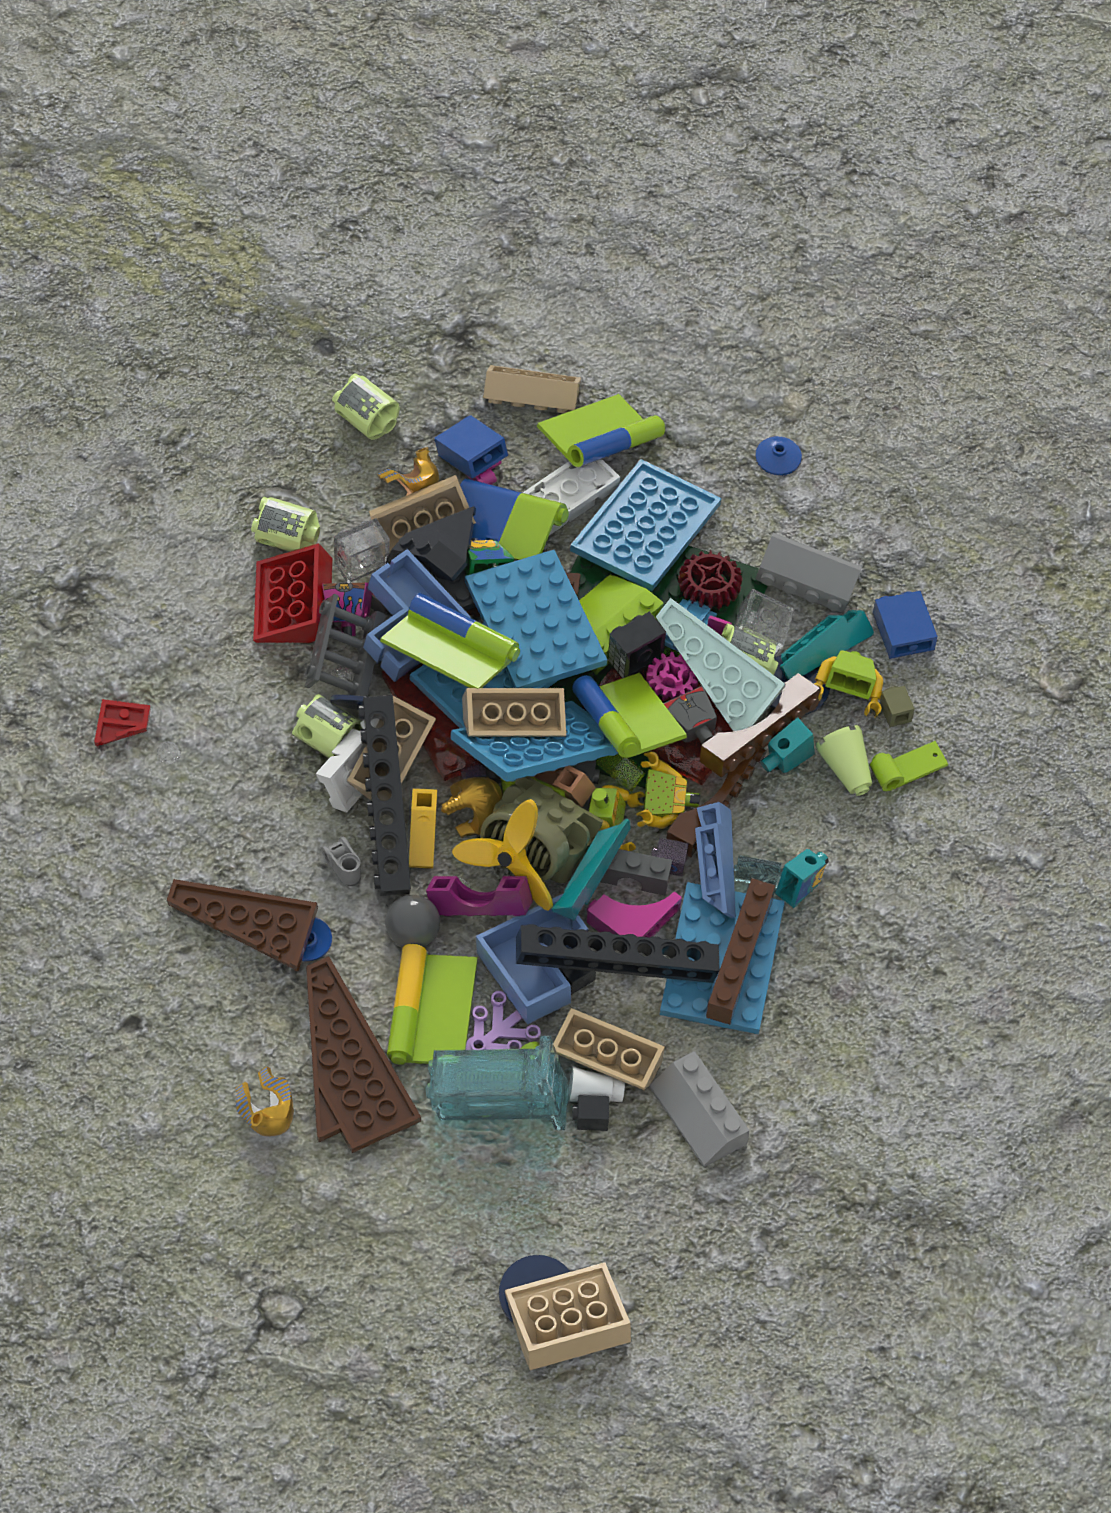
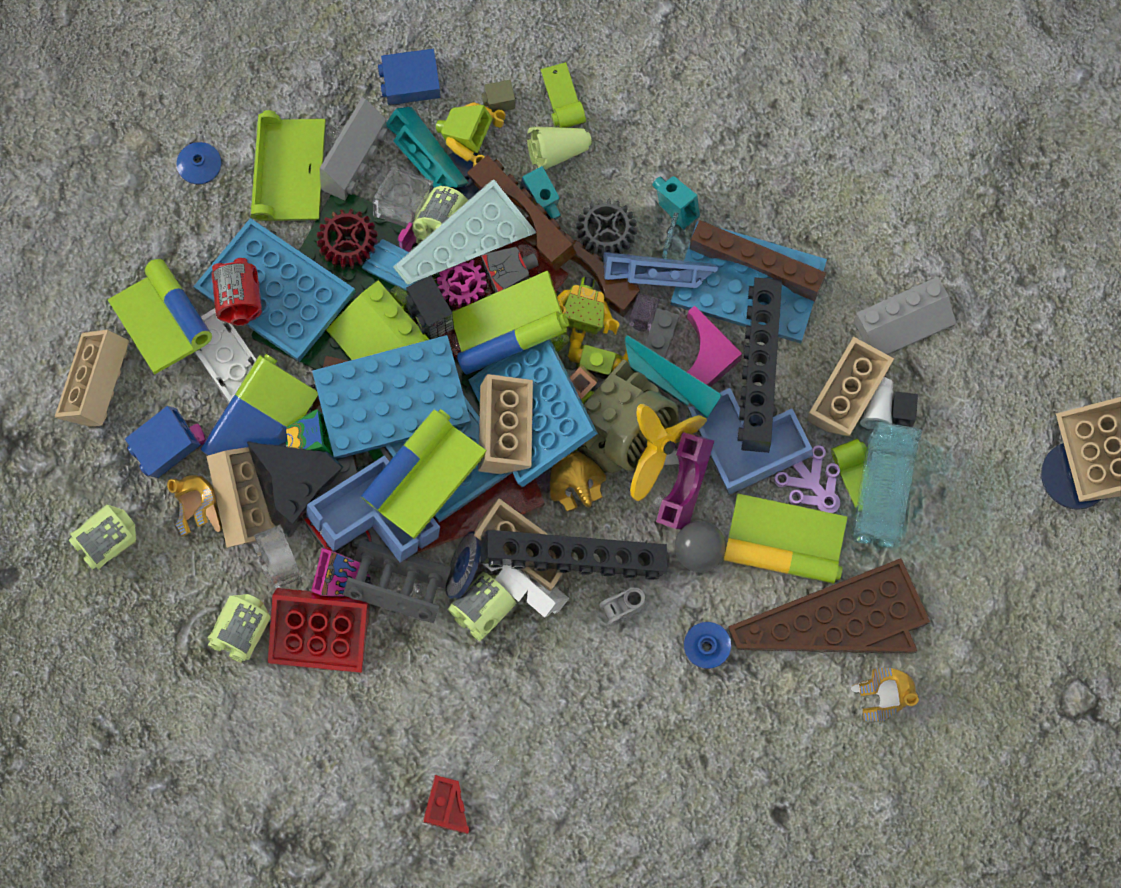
camera: 80 degrees left, 15 degrees up
(259, 920) = (689, 685): reddish brown wing -> none
(422, 828) = (597, 526): yellow slope -> none
(630, 481) = (236, 292): none -> red cylinder
(764, 827) = (595, 216): none -> dark grey gear
(798, 517) = (282, 167): none -> lime door

